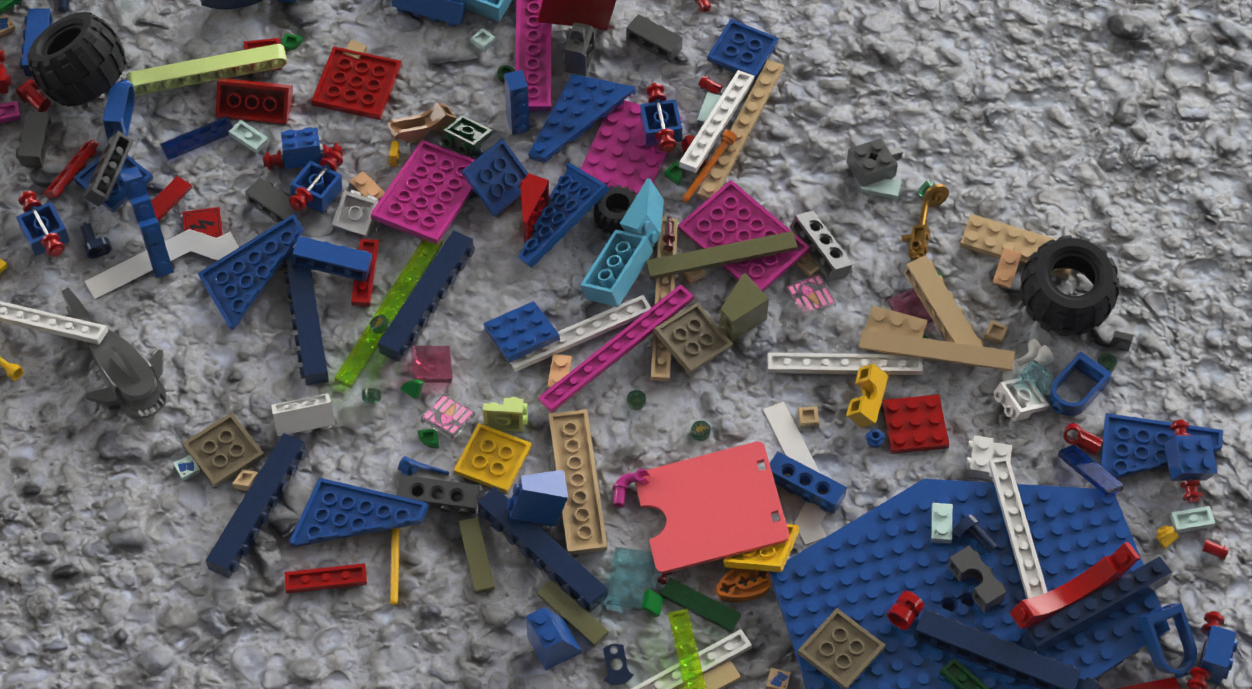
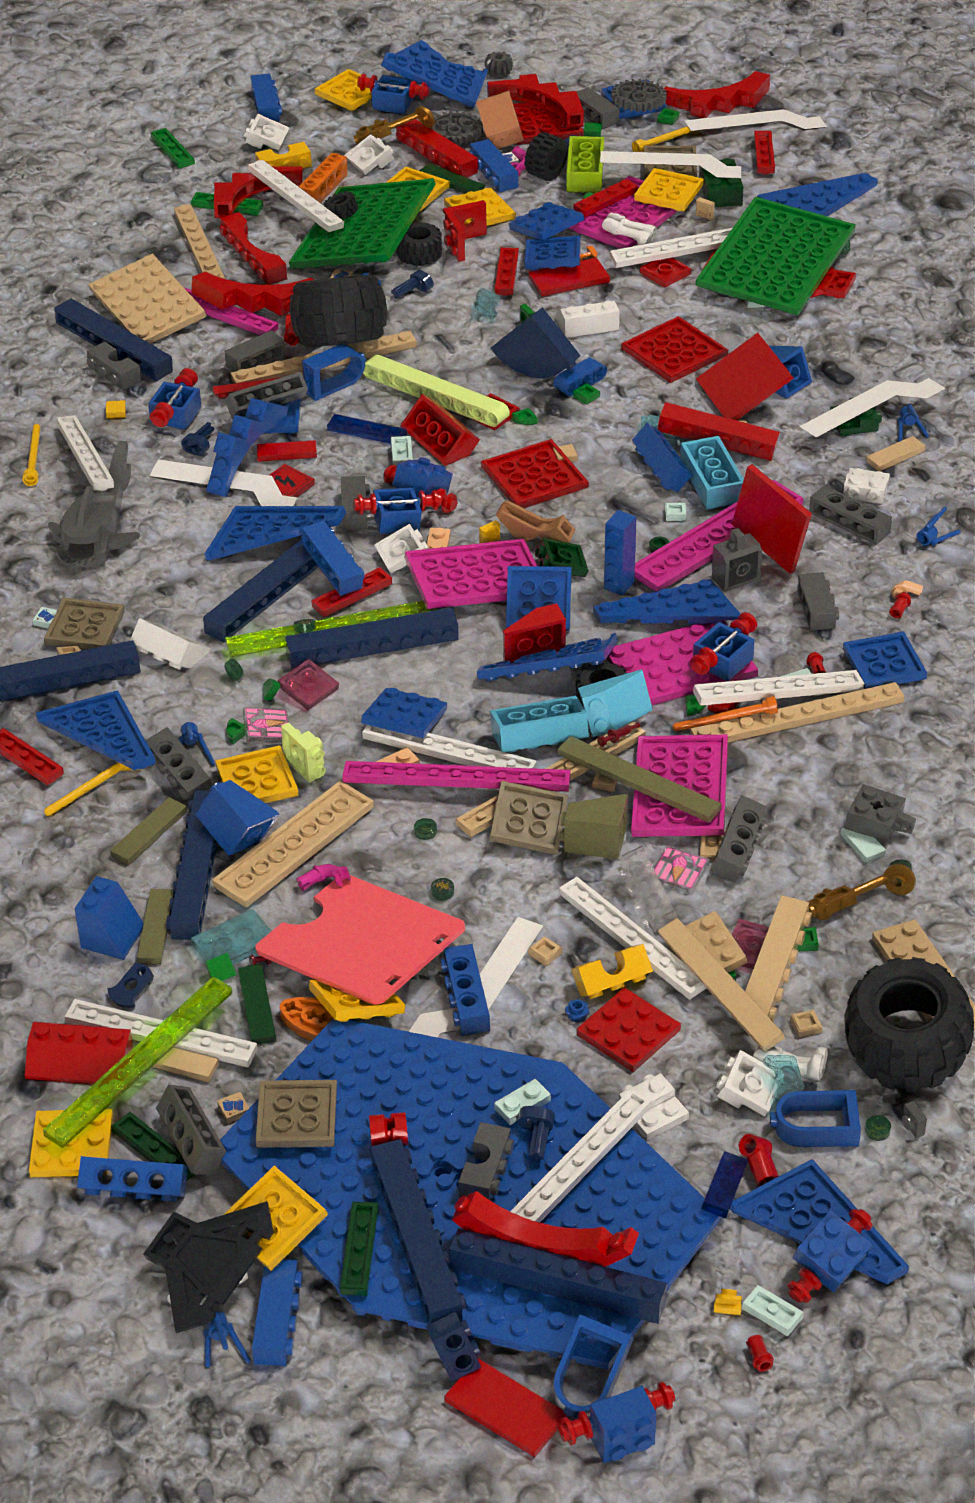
camera: 50 degrees right, 15 degrees down
(76, 126) = (381, 346): none -> tan plate

